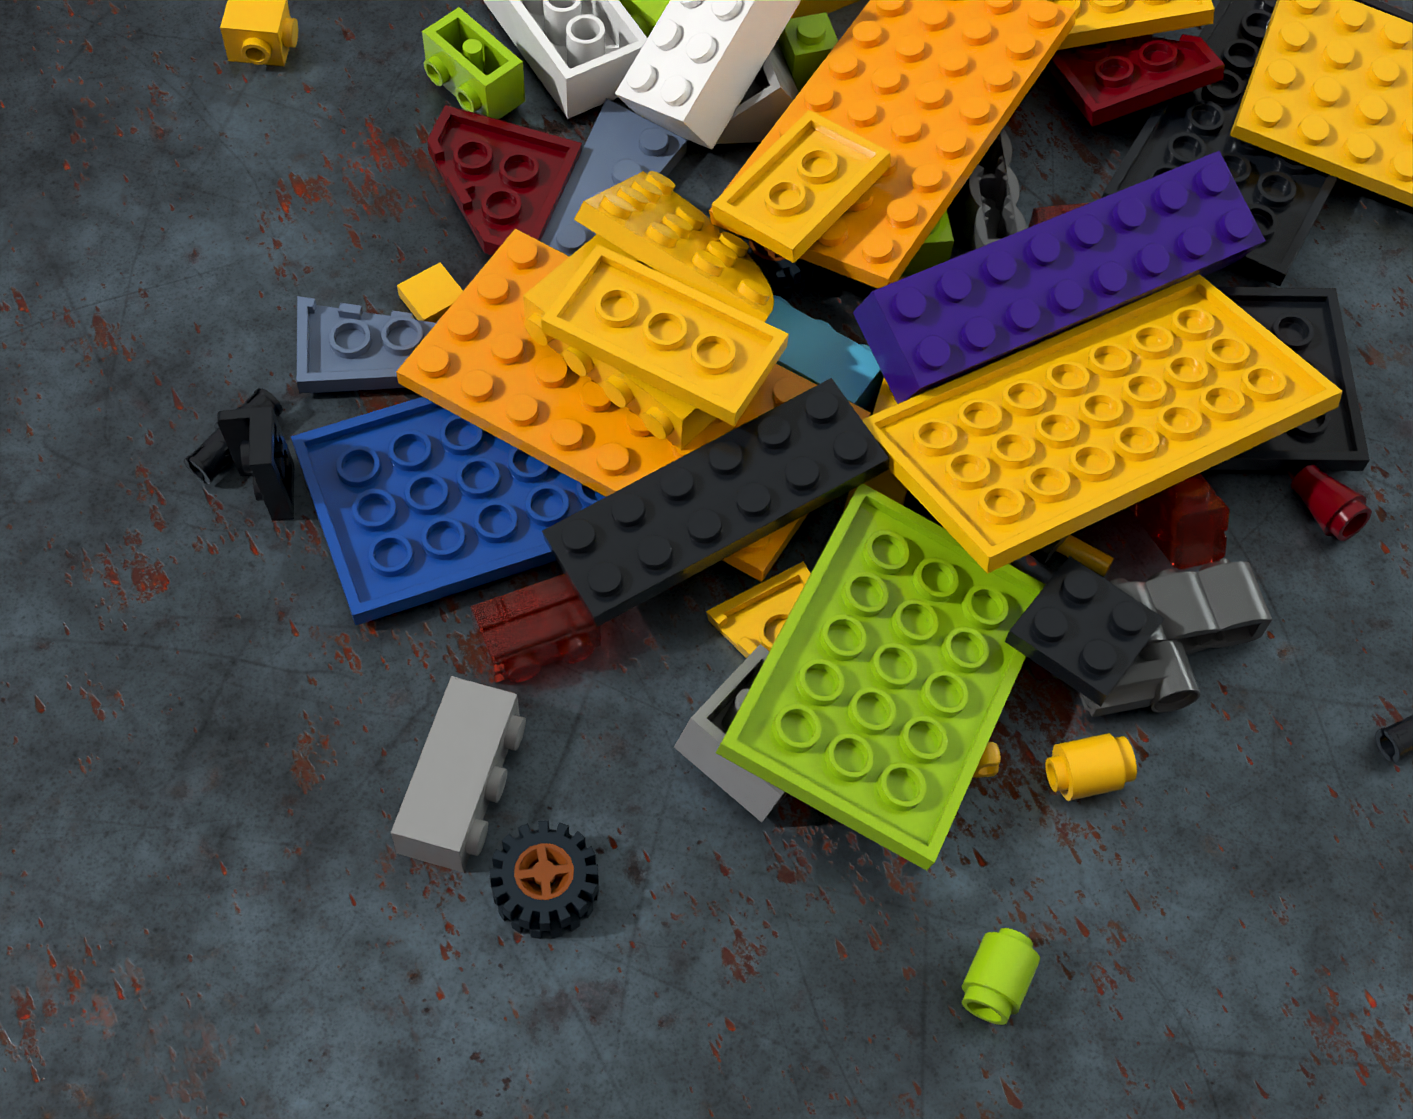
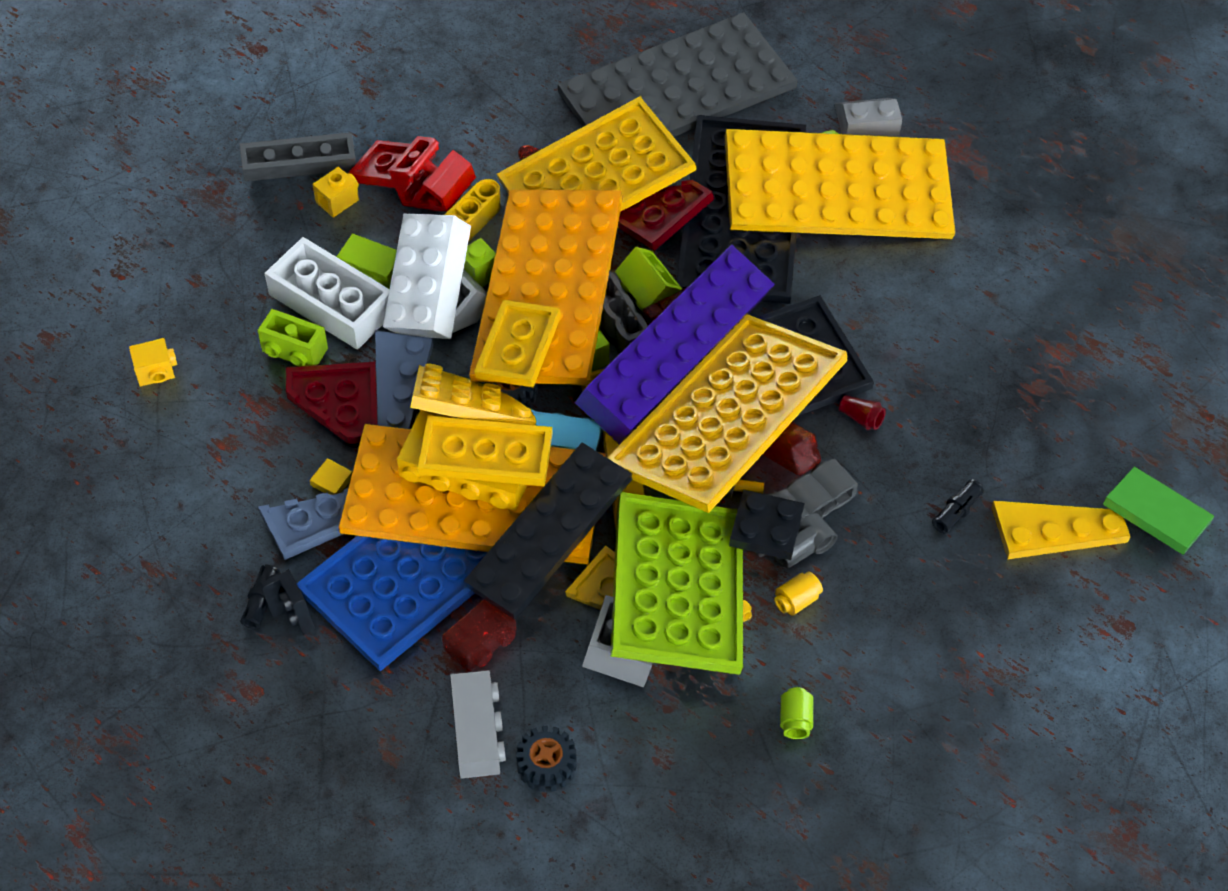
camera: 20 degrees left, 5 degrees down
(1060, 161) = (646, 278): none -> lime brick

